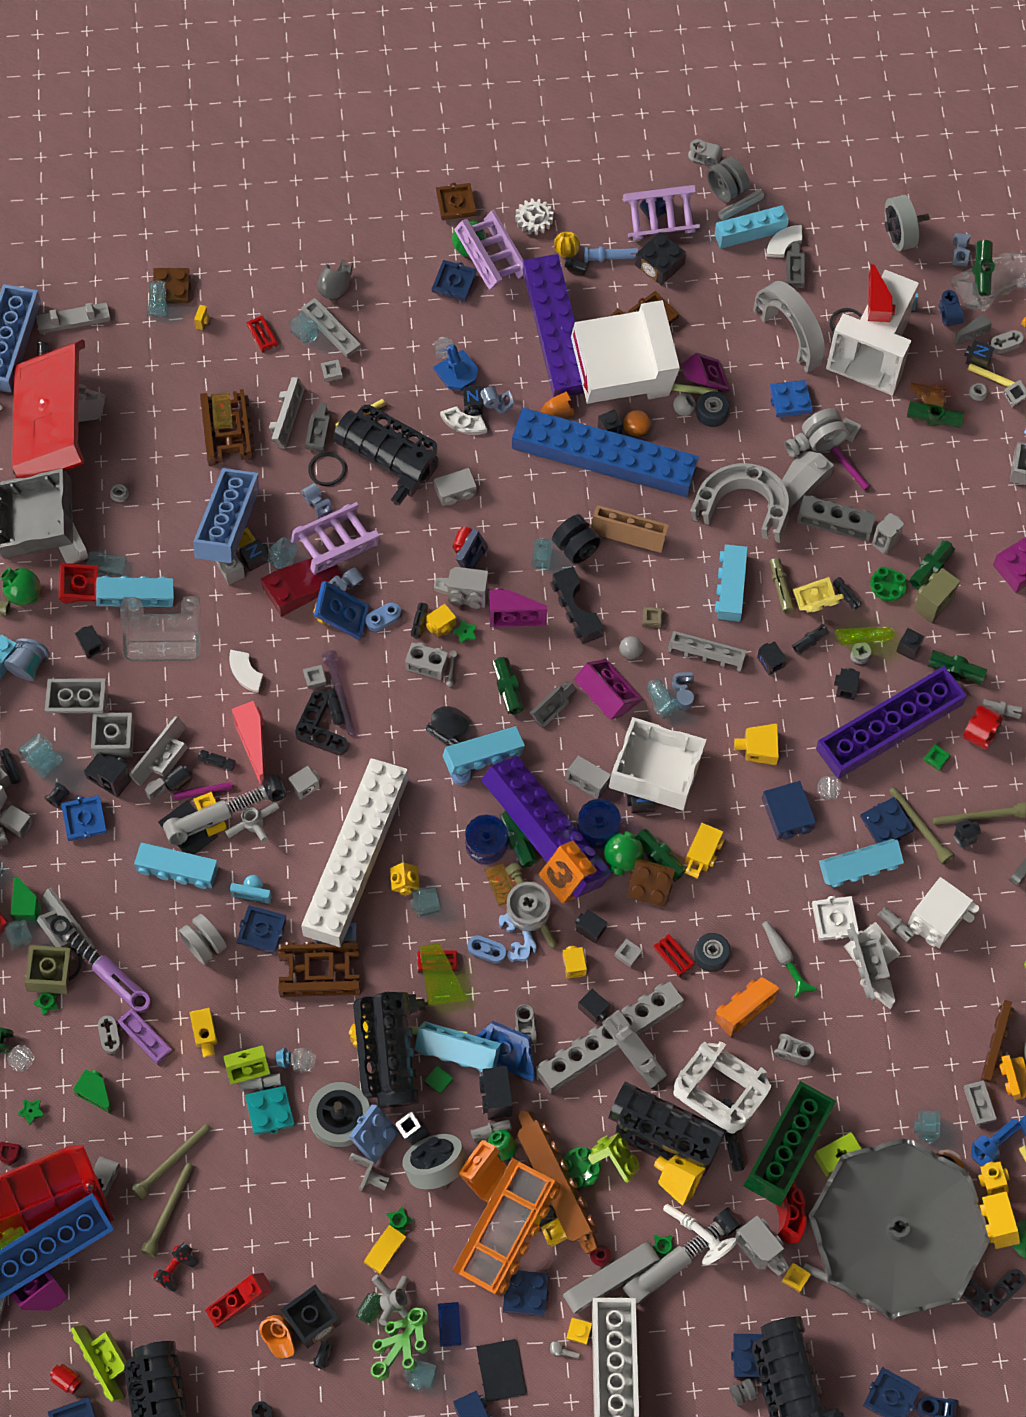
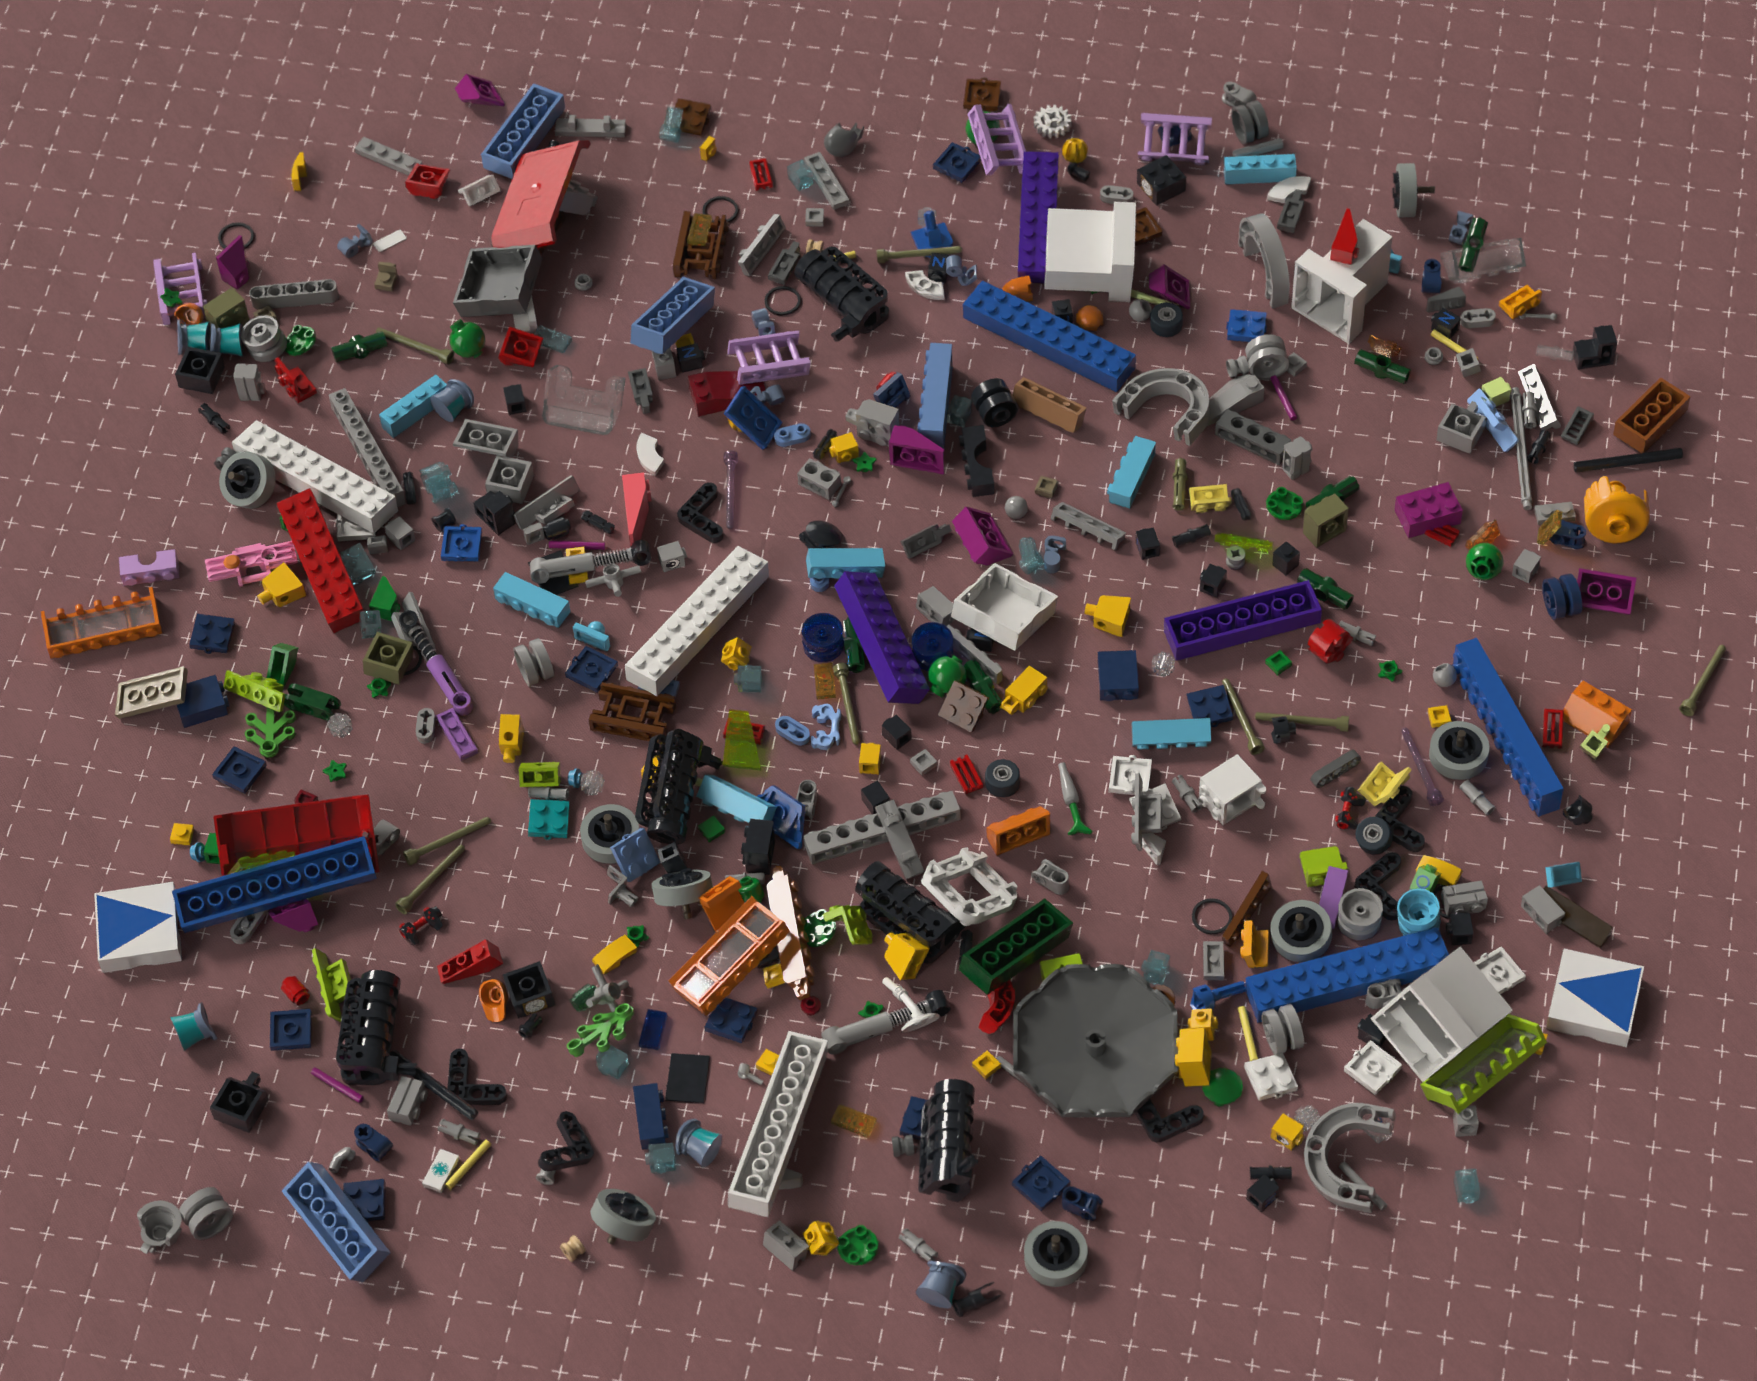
camera: 20 degrees right, 10 degrees down
(93, 1090) = (395, 765): green slope -> none
(151, 591) = (584, 368): medium azure brick -> none
(215, 600) = (641, 388): none -> dark grey hinge
(232, 368) = (722, 198): none -> black piece
(282, 553) = (715, 359): clear light blue brick -> none
(314, 676) = (711, 471): light grey plate -> none
(335, 707) = (721, 500): black axle -> none
(342, 405) = (811, 245): none -> tan wheel
(414, 398) = (884, 255): none -> olive piece
(455, 487) = (896, 338): light grey brick -> none
(507, 685) = (888, 515): dark green piece -> none
(516, 543) = (936, 393): none -> medium blue brick
(518, 904) = (841, 699): light grey wheel -> none
(566, 871) = (884, 675): orange panel -> none
(601, 254) = (1106, 166): medium blue pin -> none
(611, 1277) = (813, 1022): light grey beam -> none
(620, 283) = (1116, 194): none -> light grey beam
(633, 817) = (970, 652): none -> light grey plate
(683, 1375) = (853, 1120): none -> clear yellow tile
(762, 1246) = (960, 1026): light grey hinge -> none
(967, 1036) = (1215, 901): none -> black piece

